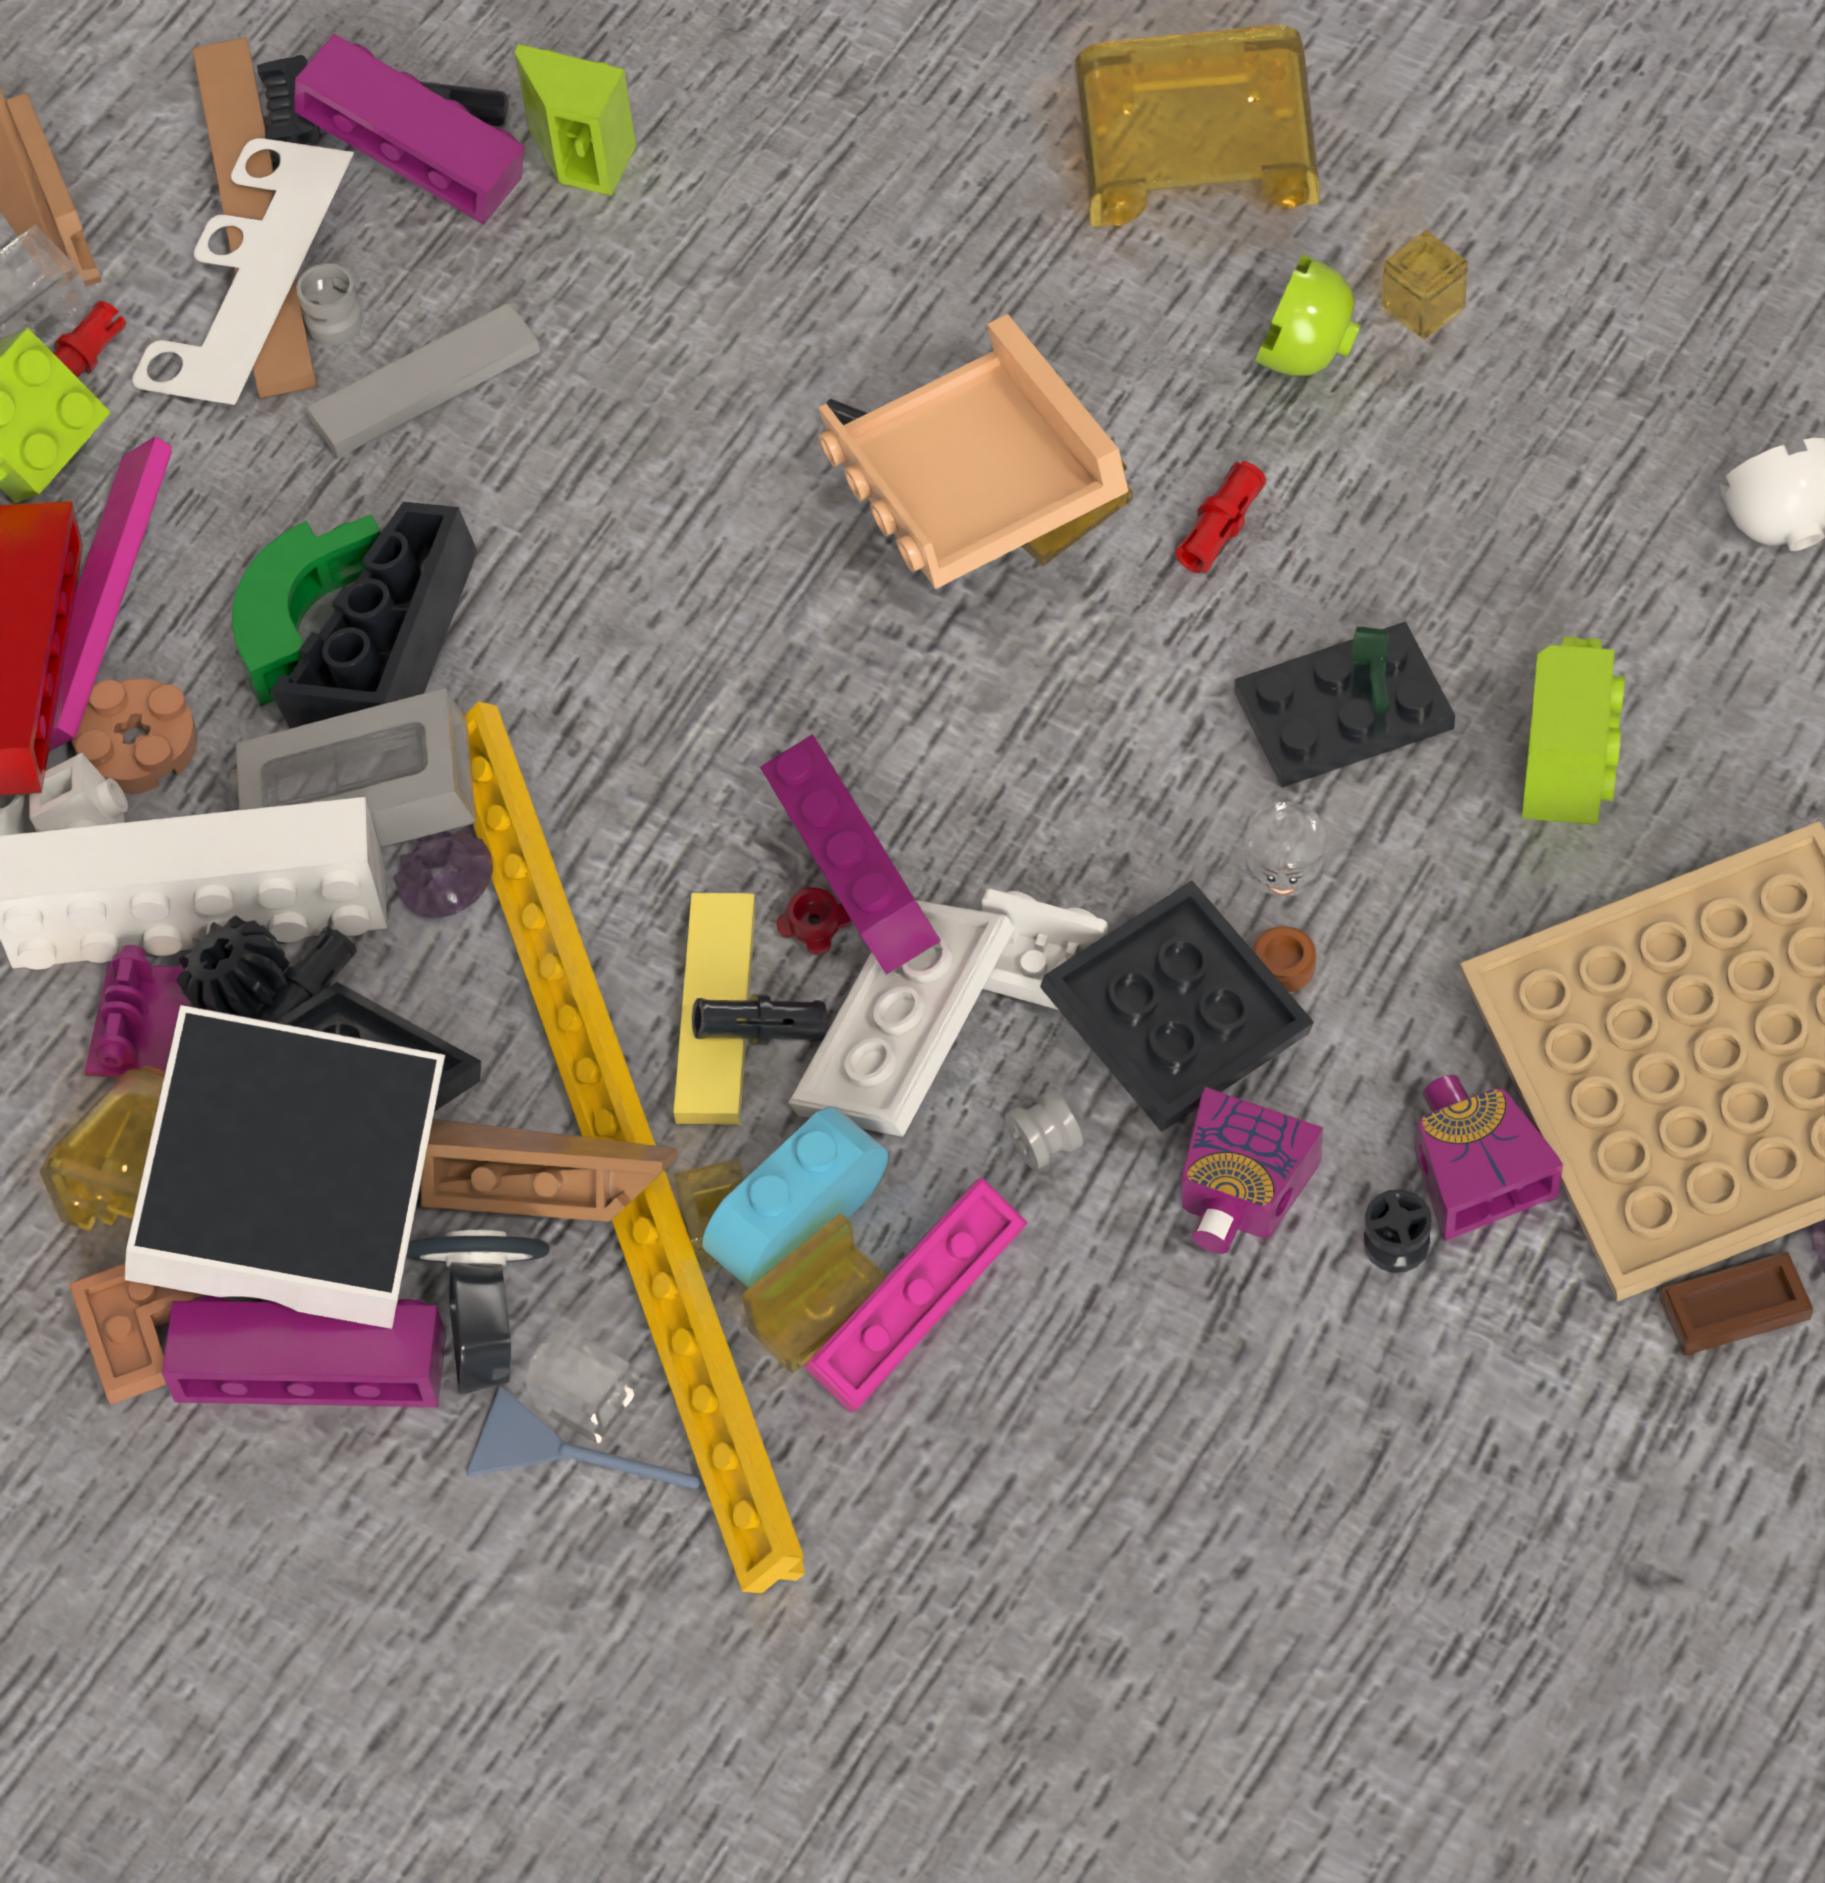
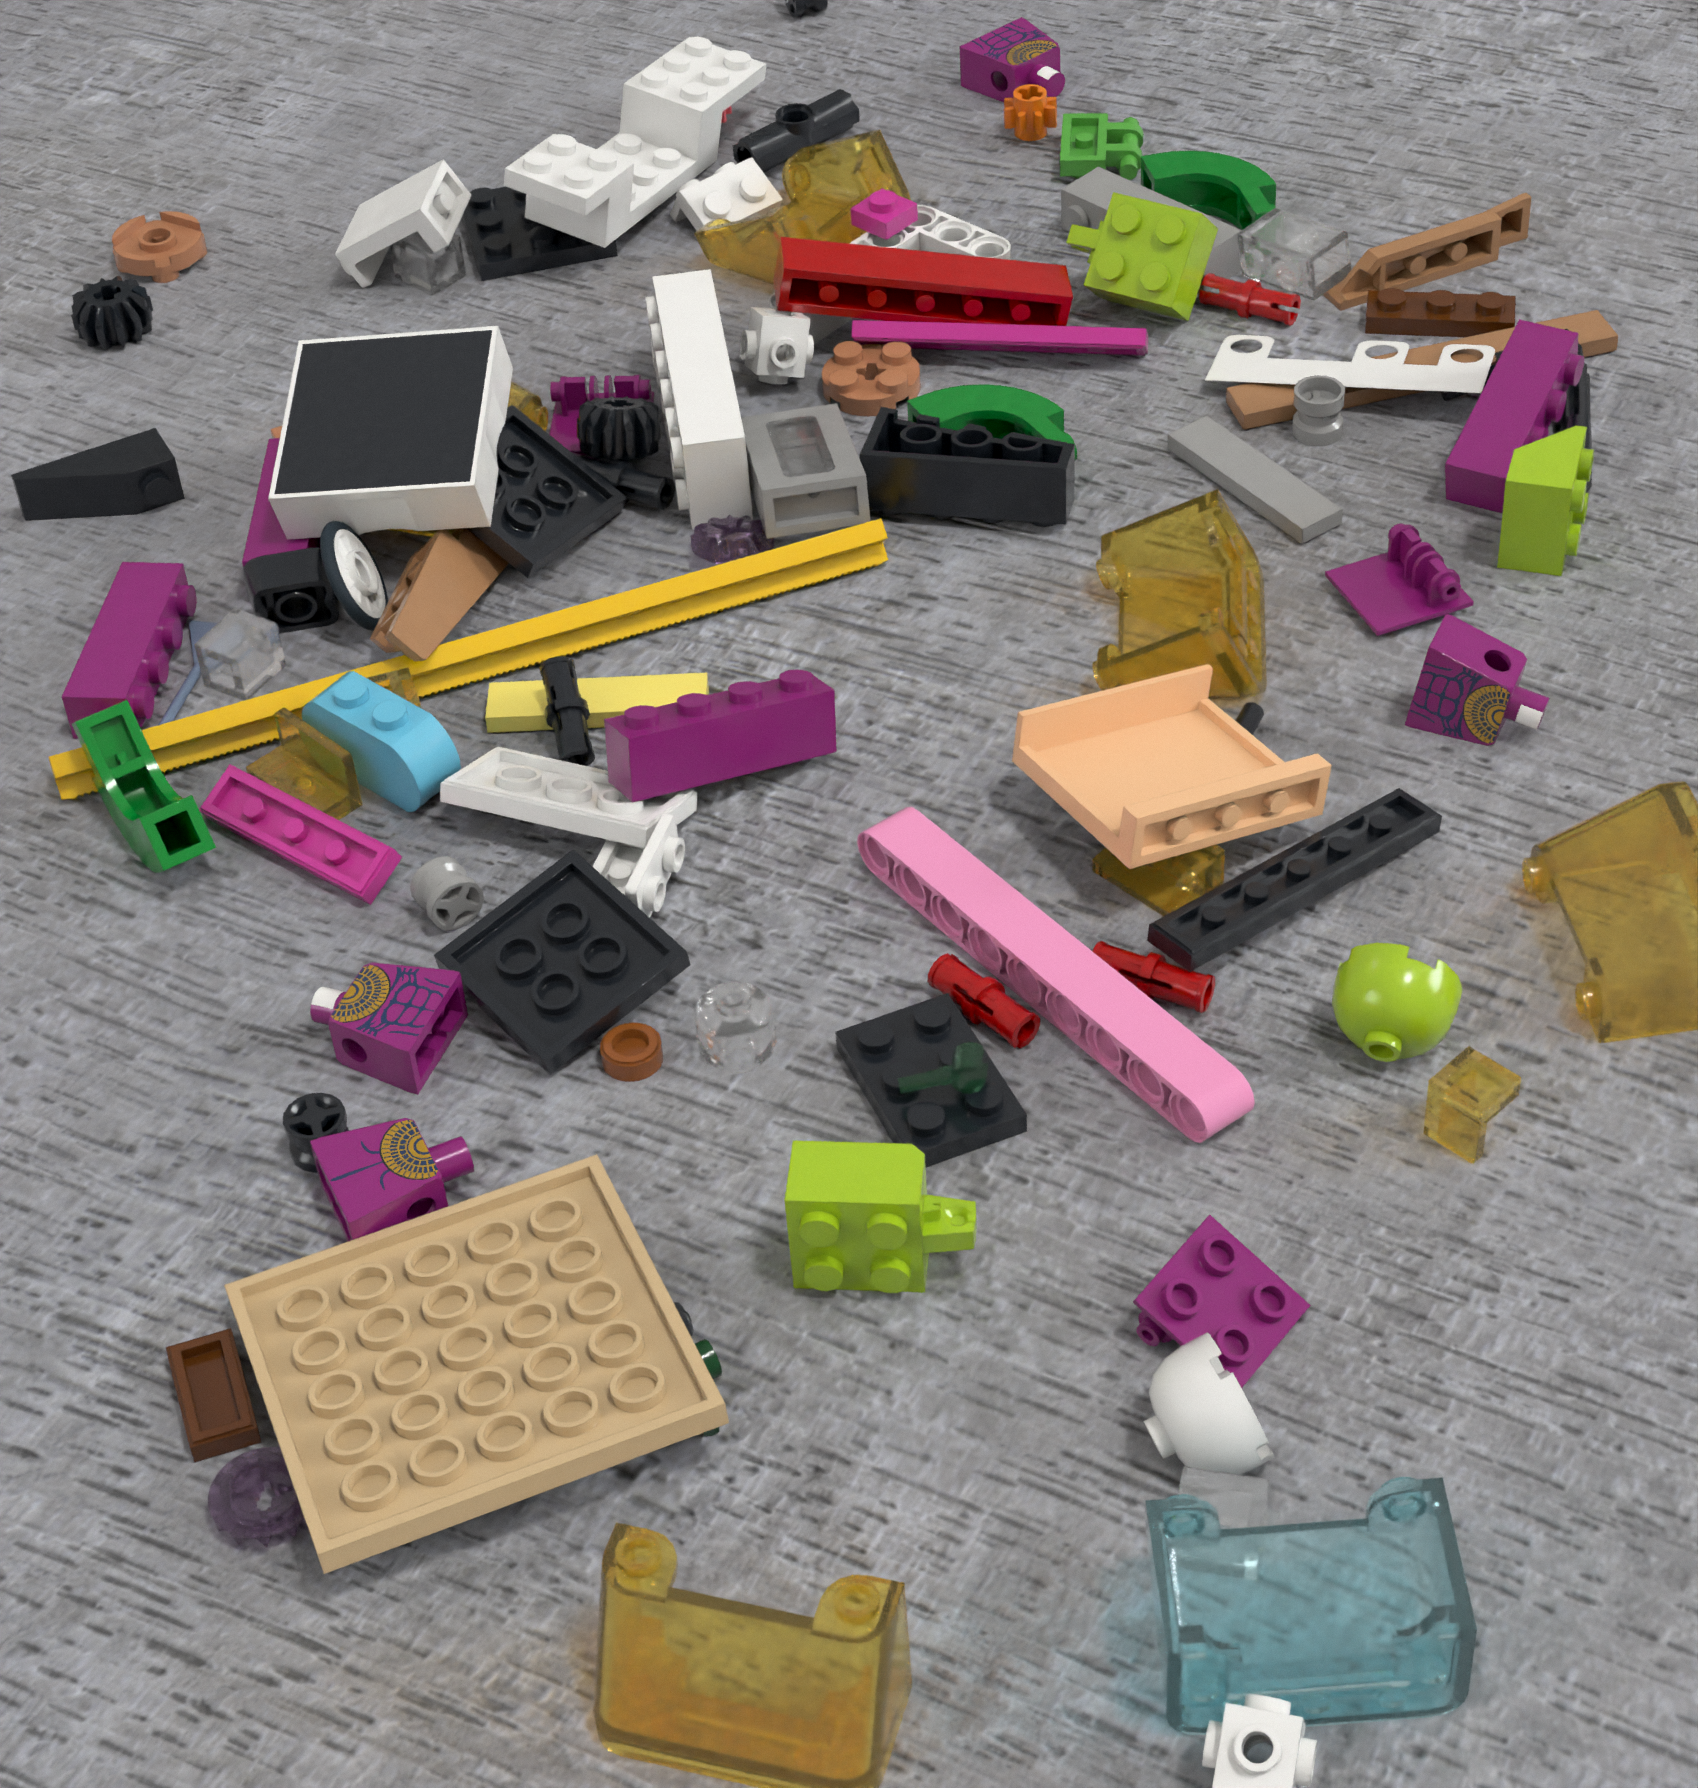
camera: 85 degrees right, 15 degrees down
(148, 188) = (1438, 313): none -> reddish brown plate
(171, 1581) = (102, 481): none -> black slope
(547, 1514) = (131, 641): none -> magenta brick
(646, 269) = (1400, 585): none -> magenta hinge
(676, 448) = (1185, 600): none -> clear yellow windscreen
(851, 220) = (1472, 686): none -> magenta torso
(875, 1450) = (140, 800): none -> green arch
(1113, 392) = (1293, 879): none -> black tile
(1203, 597) = (1057, 975): none -> bright pink beam
(1242, 652) = (984, 1000): none -> red pin
(1646, 492) = (1220, 1291): none -> magenta hinge

